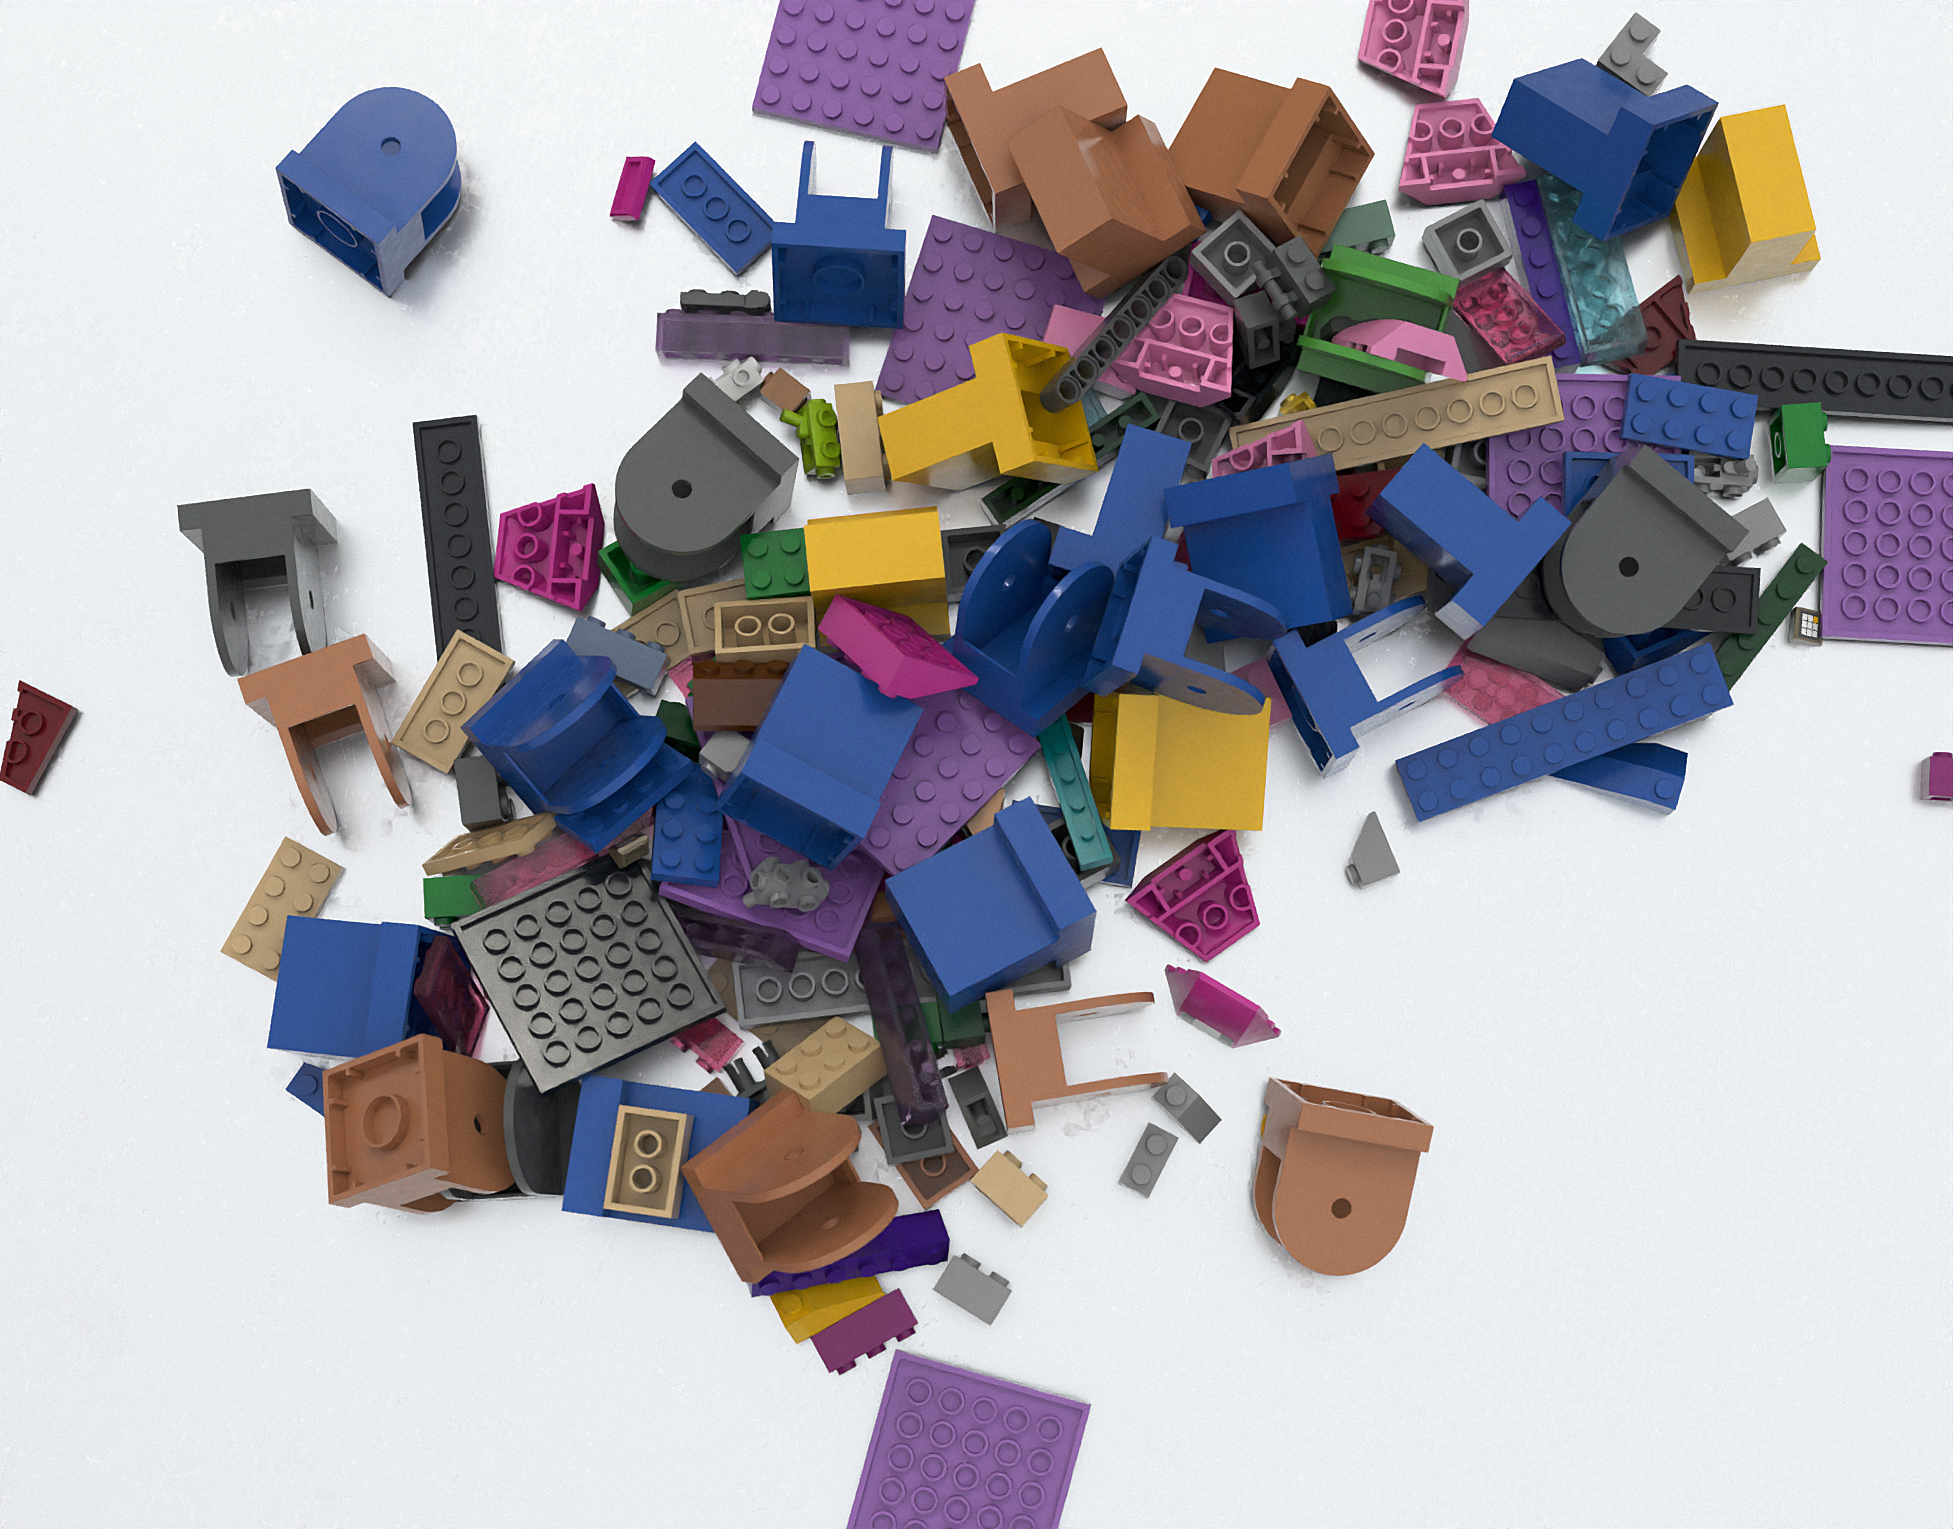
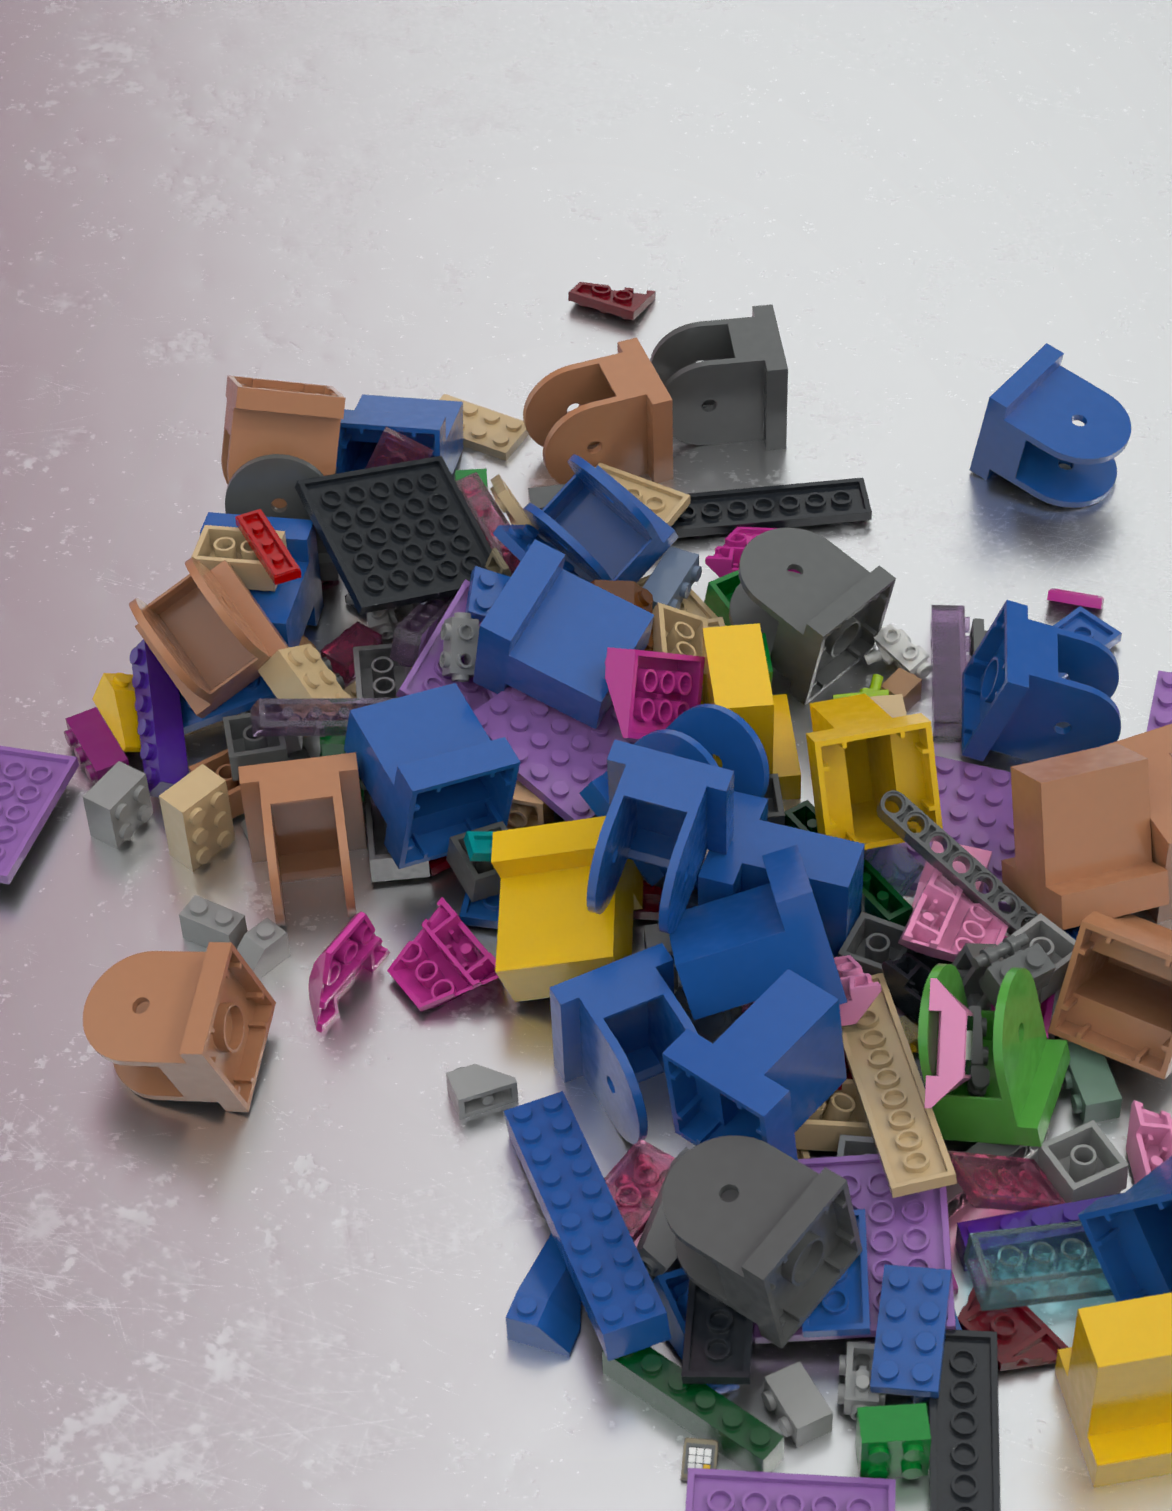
camera: 90 degrees right, 35 degrees down
(656, 1121) = (268, 547): none -> red tile

